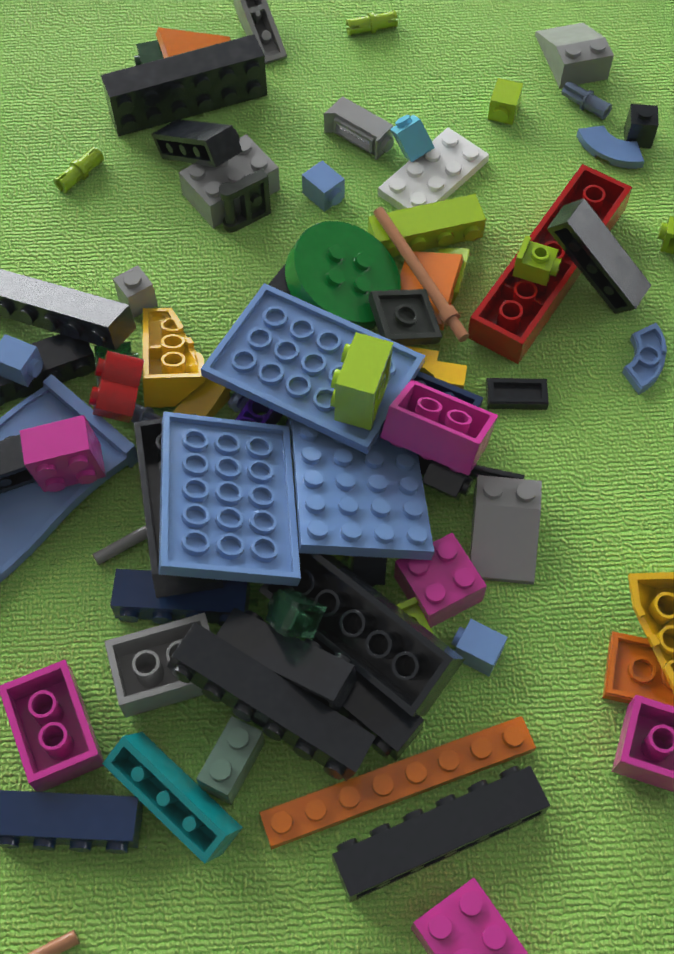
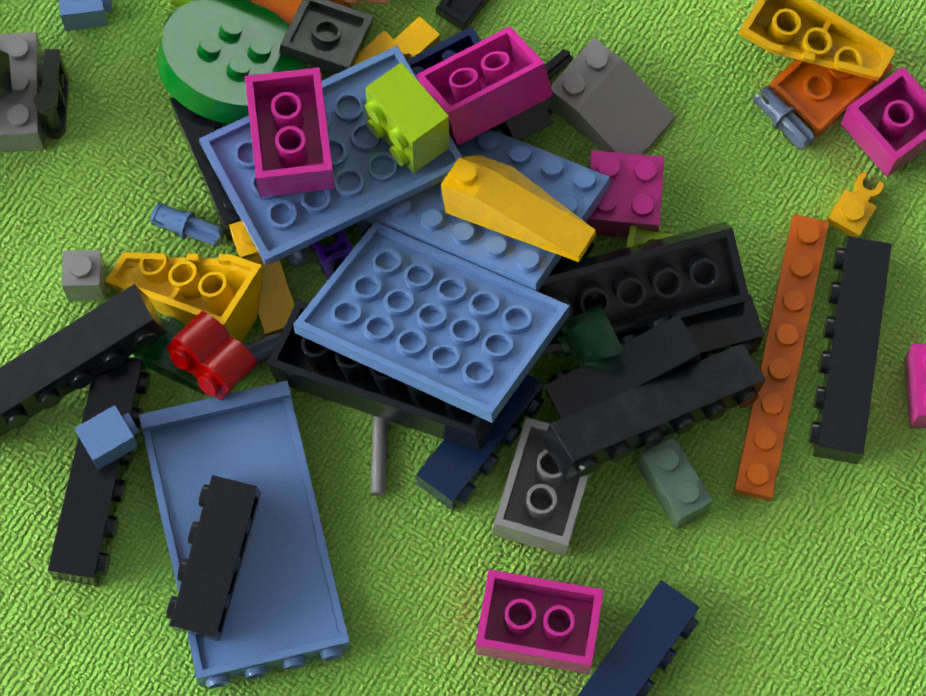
camera: 60 degrees left, 10 degrees up
(62, 454) = (268, 447): dark pink brick -> none
(172, 796) = (677, 551): teal brick -> none
(214, 326) = (186, 224): none -> medium blue axle
(299, 321) = (289, 132): none -> dark pink brick
(357, 494) = (513, 205): none -> yellow wedge
(479, 646) = (708, 204): medium blue brick -> none
(562, 763) = (854, 210): none -> yellow plate
(595, 659) = (784, 118): none -> sand blue axle

